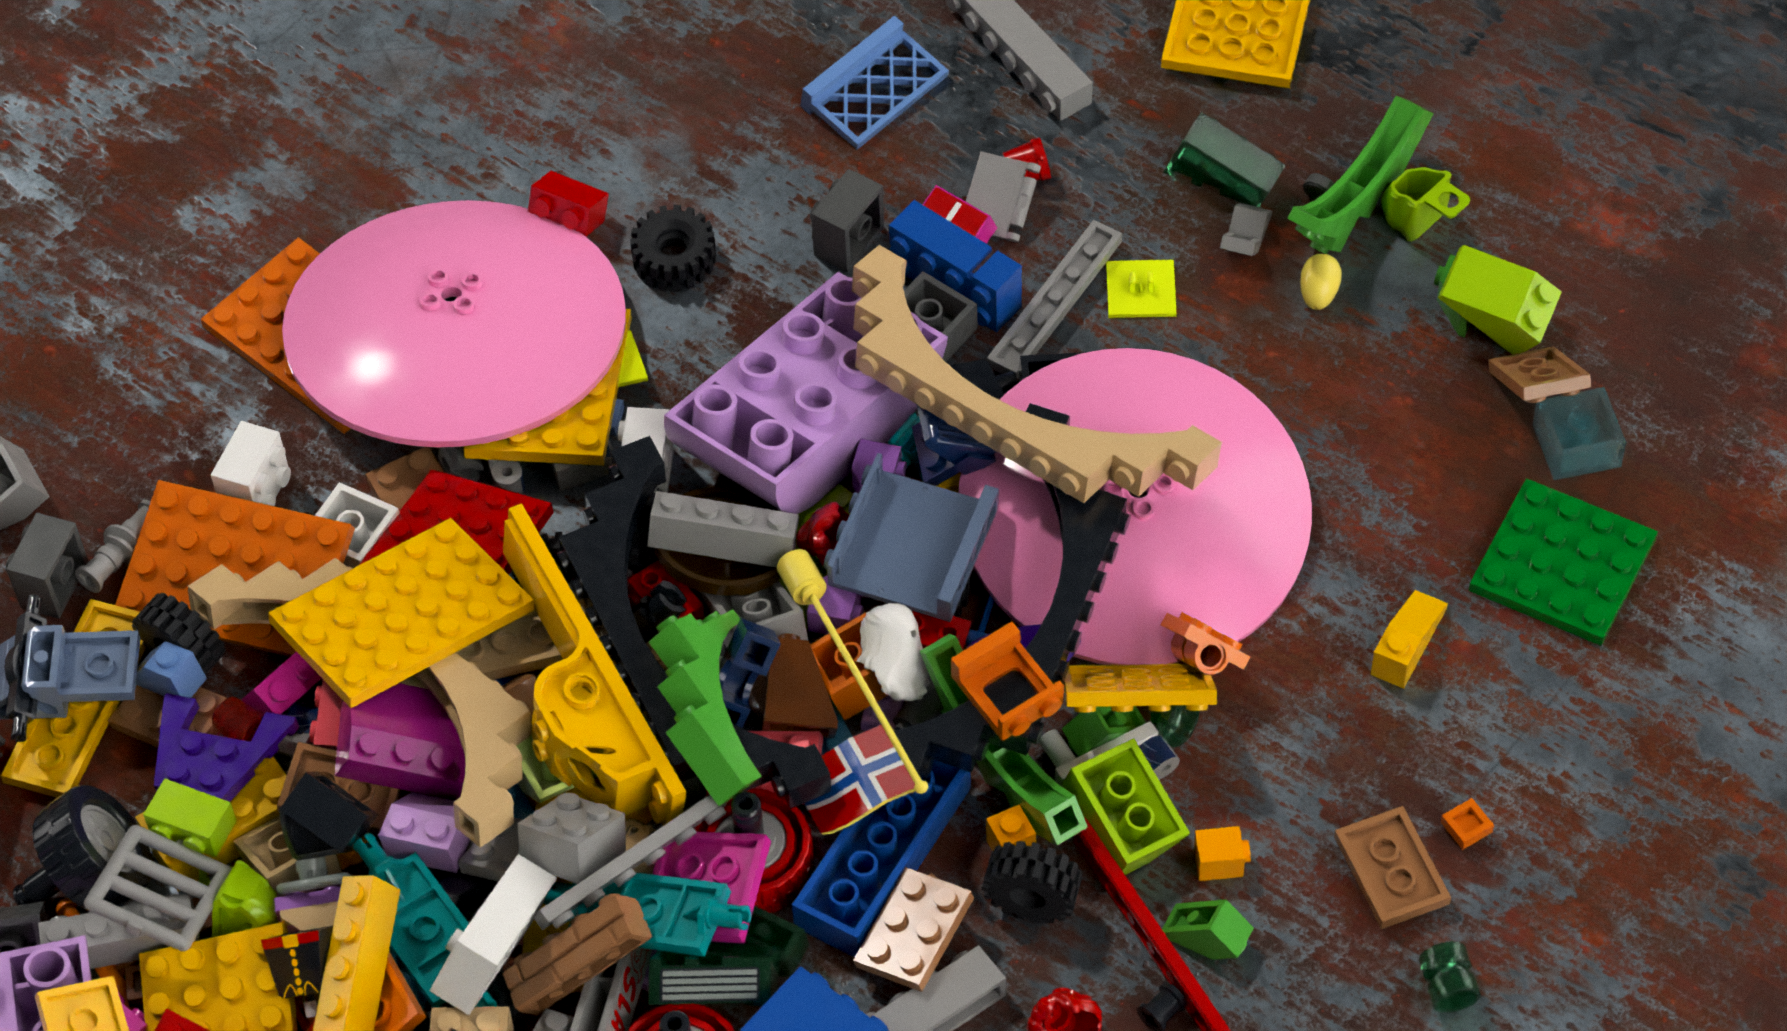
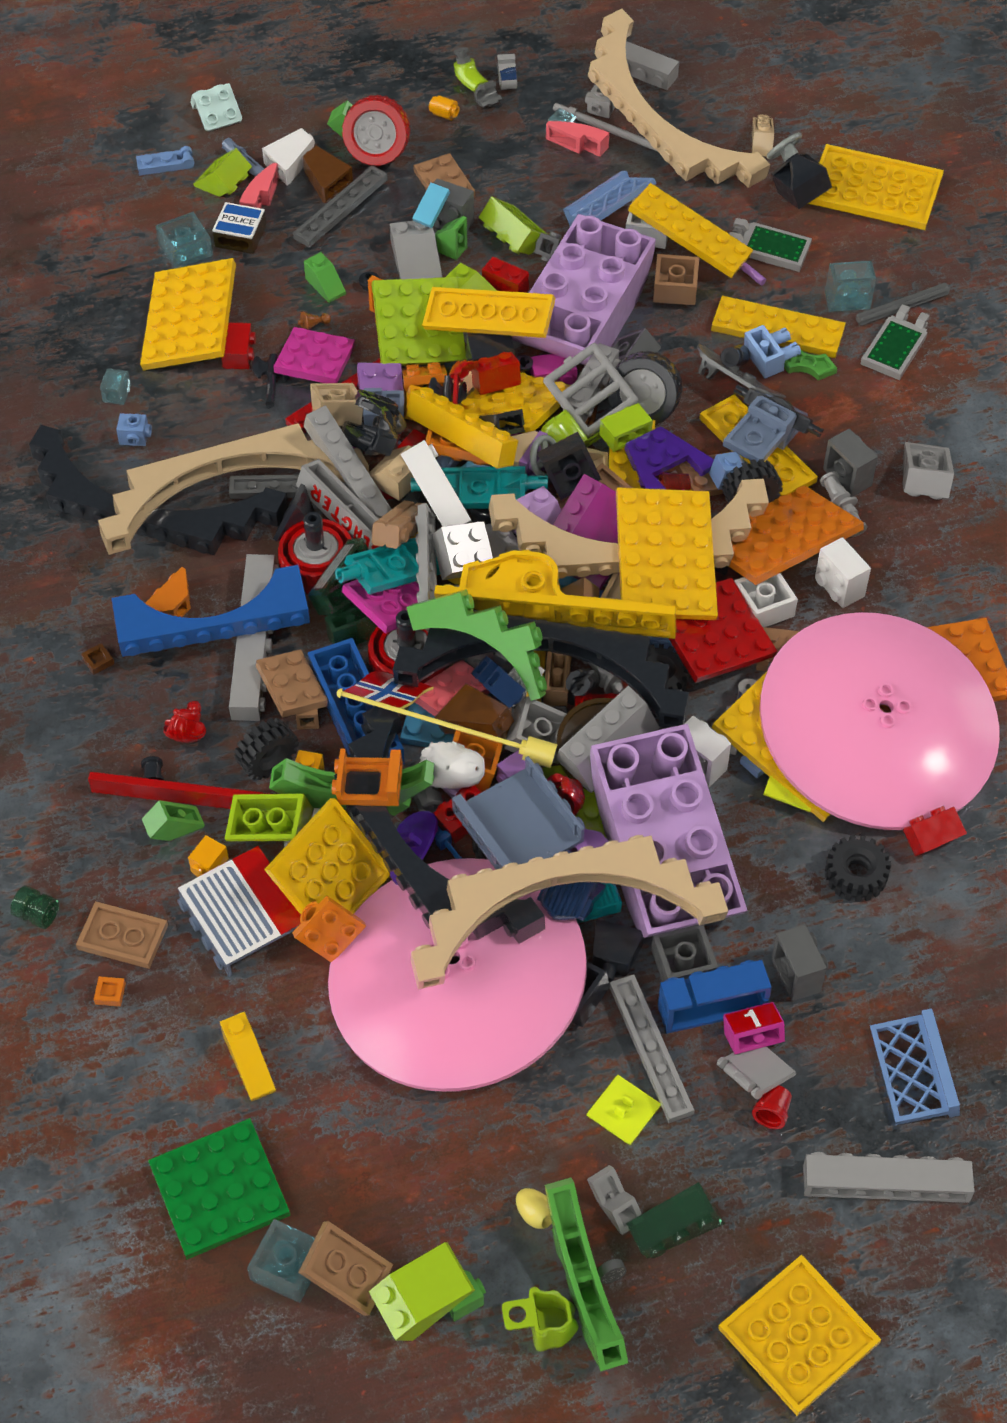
camera: 125 degrees right, 0 degrees up
(1254, 763) = (238, 908): none -> panel

